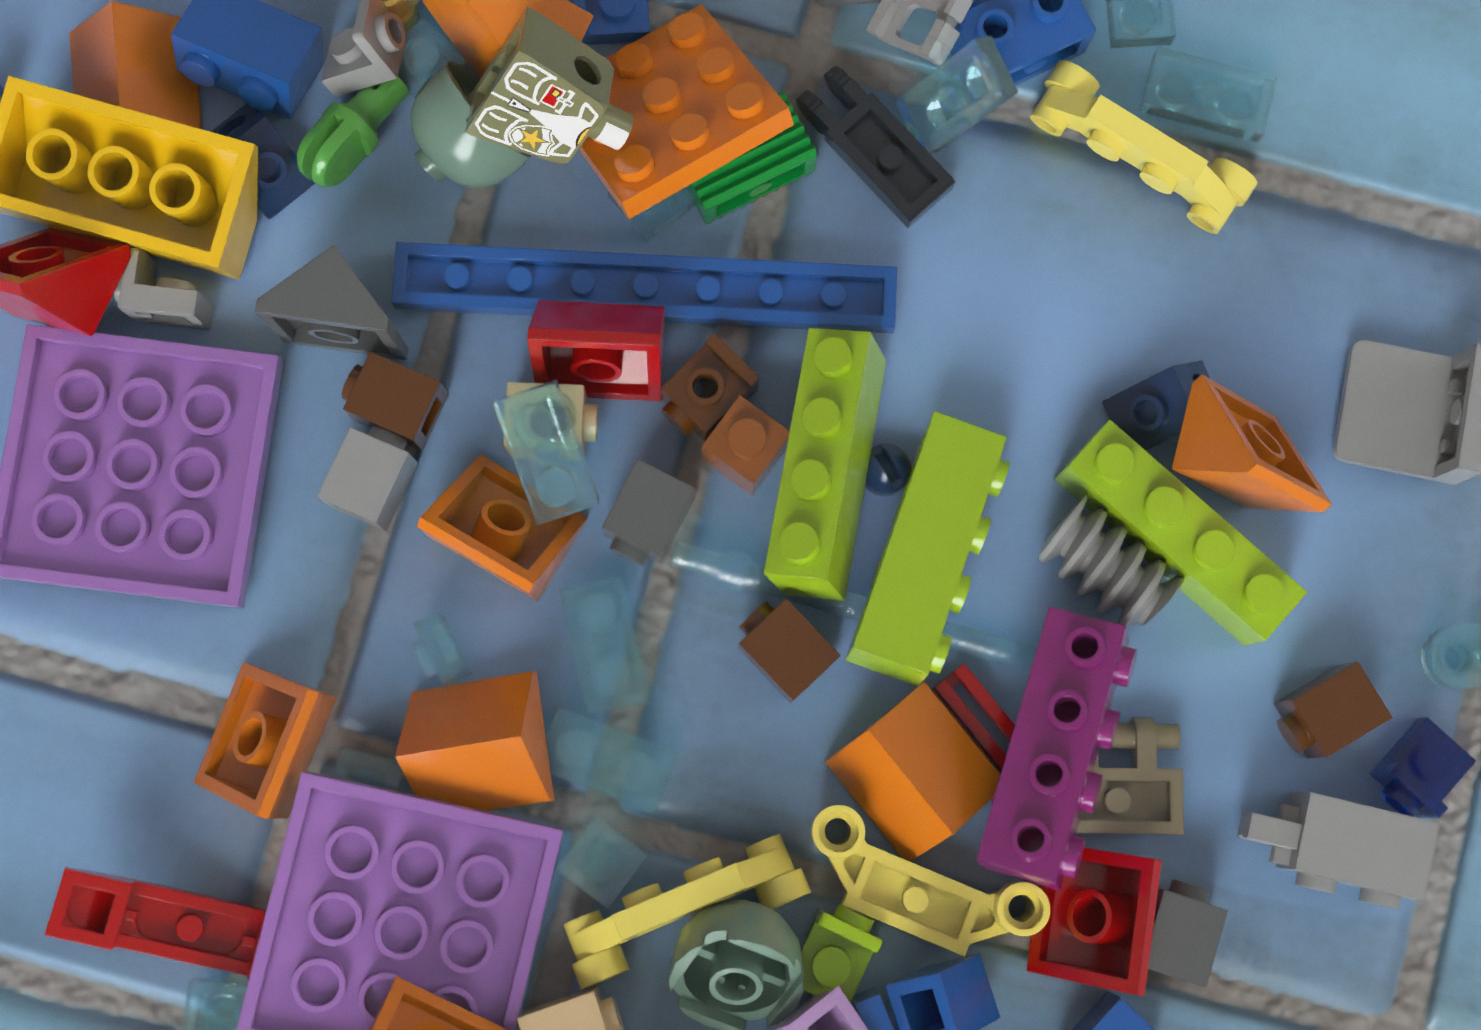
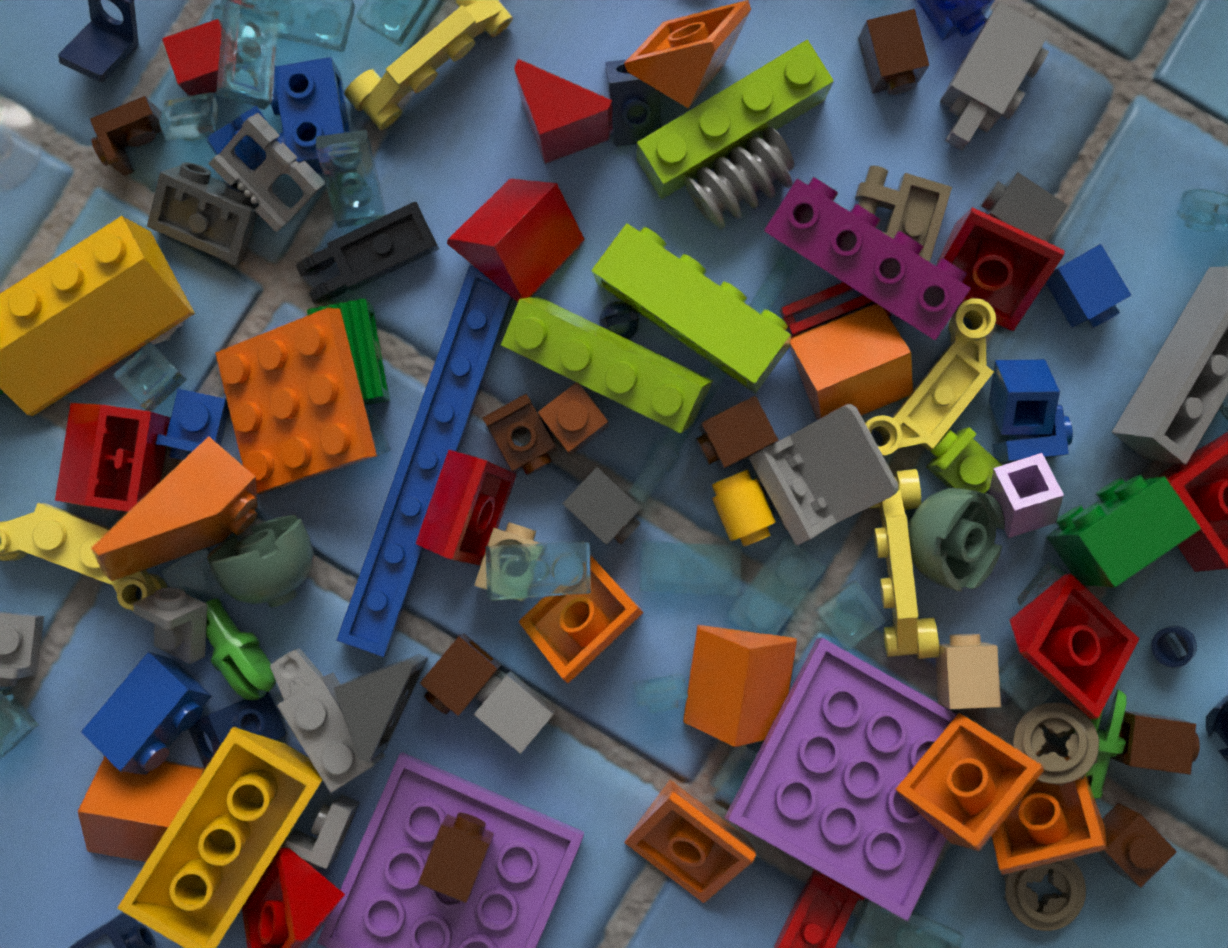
camera: 65 degrees left, 5 degrees up
(171, 455) = (456, 856): none -> reddish brown brick
(291, 241) = (317, 719): none -> light grey hinge
(546, 94) = (263, 490): olive torso -> none
(698, 686) = (743, 508): none -> yellow brick
(768, 772) = (824, 473): none -> light grey bracket
(950, 317) = (519, 236): none -> red slope
(1113, 319) = (562, 113): none -> red slope

